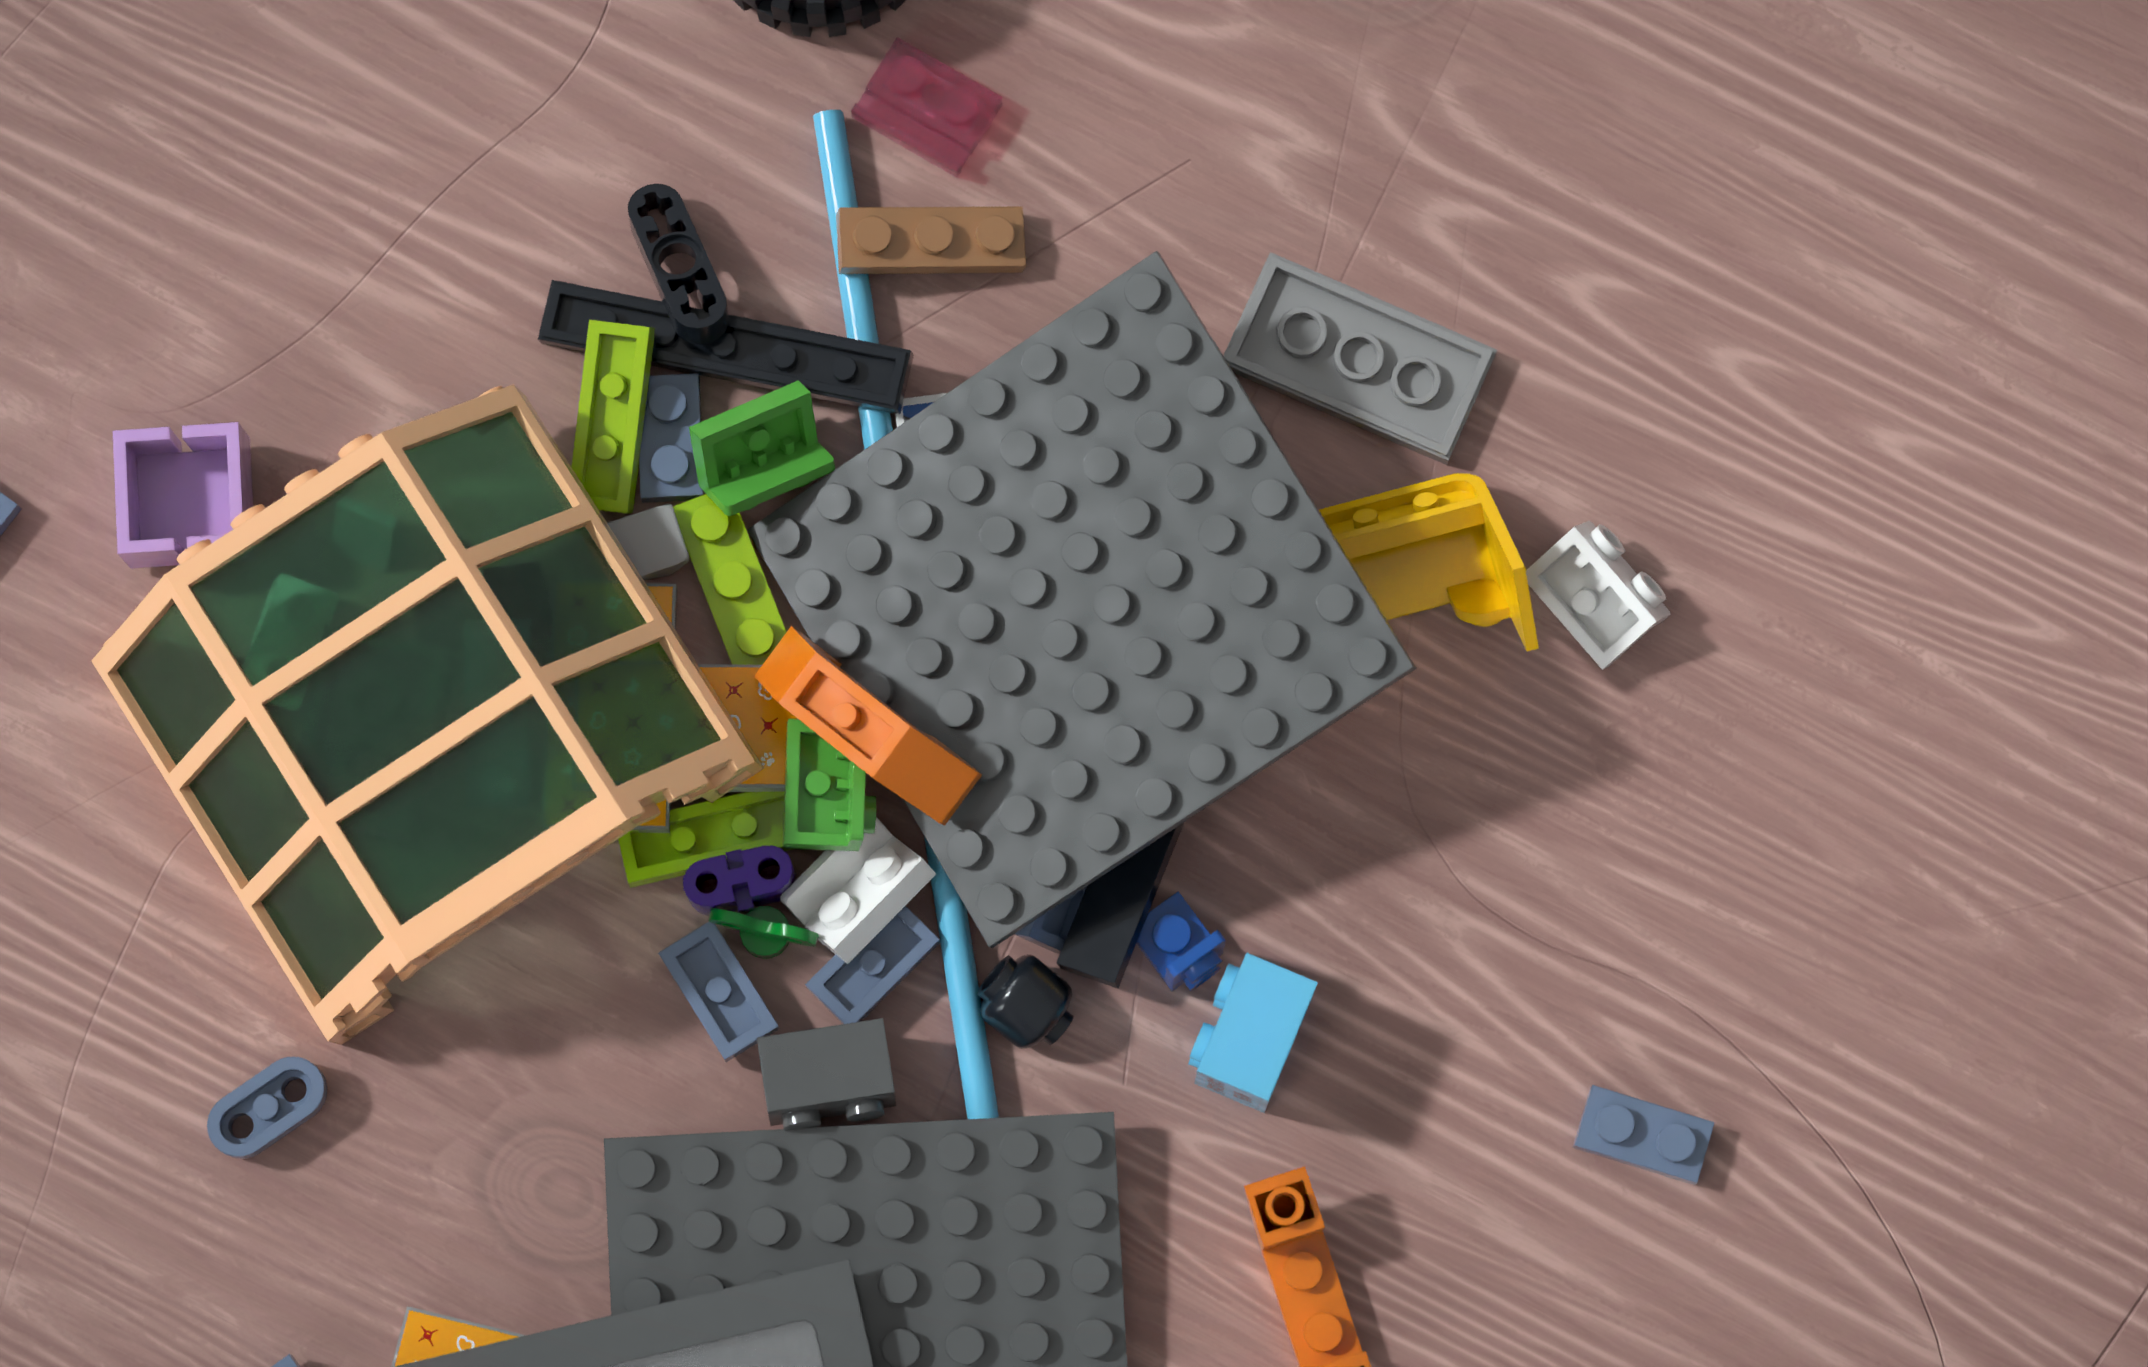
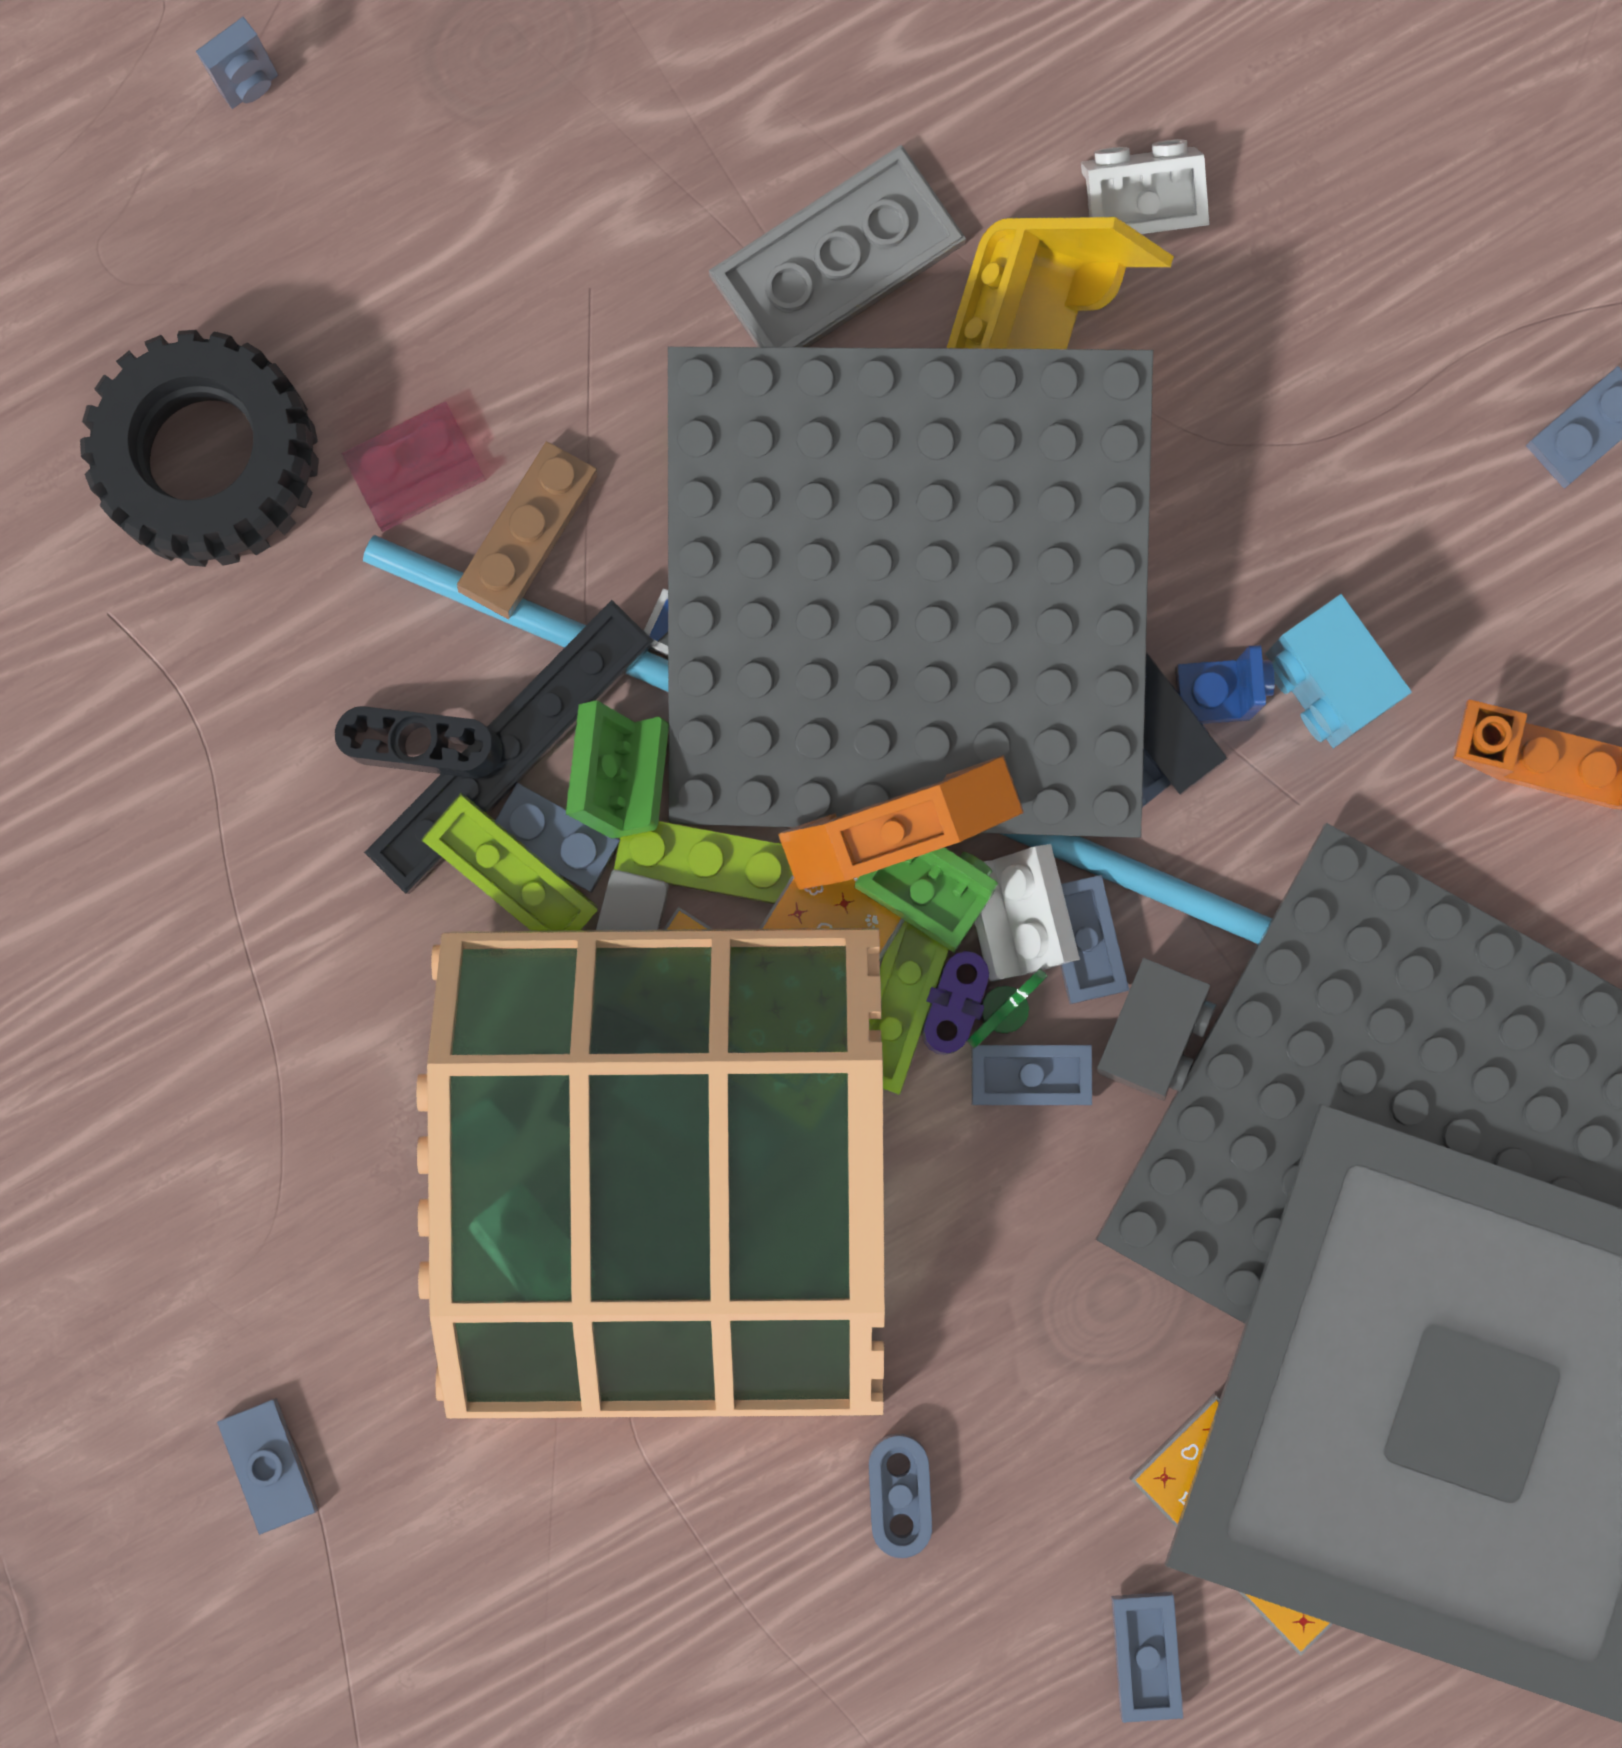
camera: 55 degrees left, 5 degrees up
(176, 496) = (355, 1261): lavender piece -> none
(1026, 1001) = (1193, 837): black head -> none

